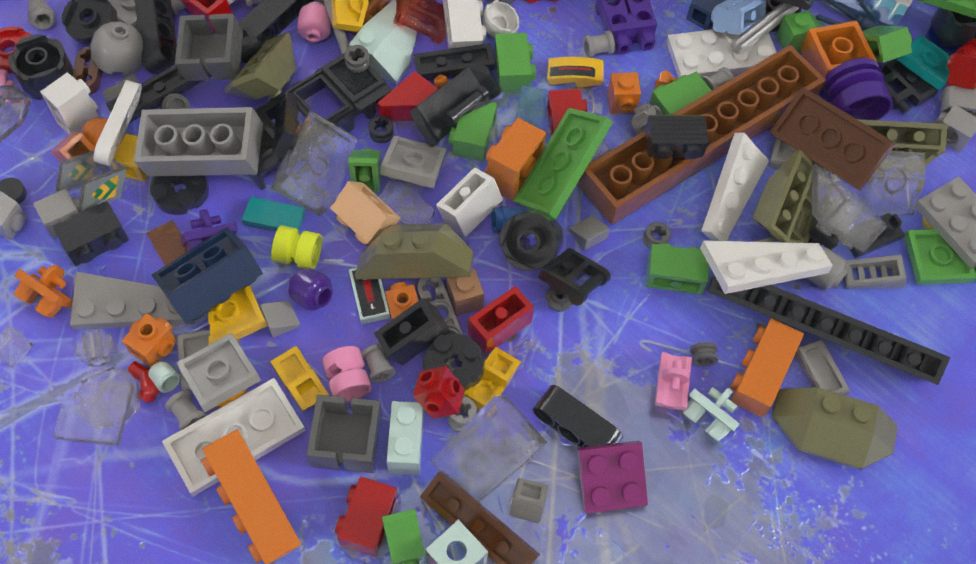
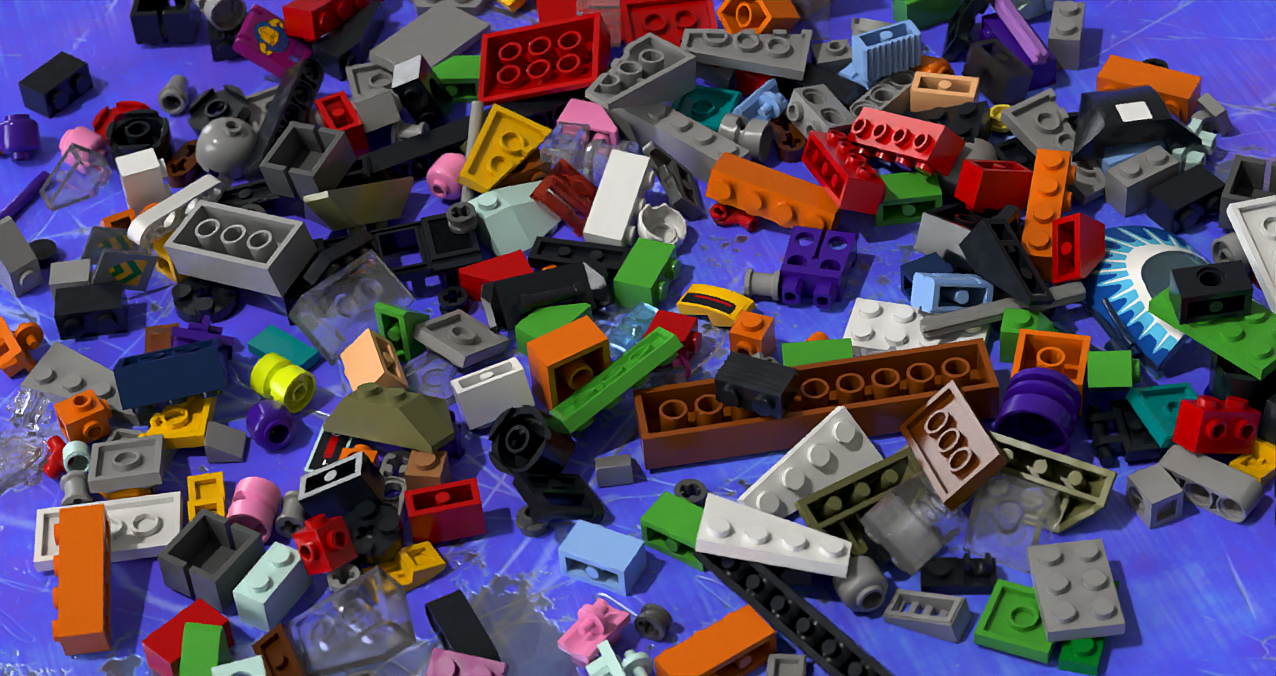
camera: 35 degrees right, 20 degrees down
(635, 313) = (602, 557): none -> light blue brick

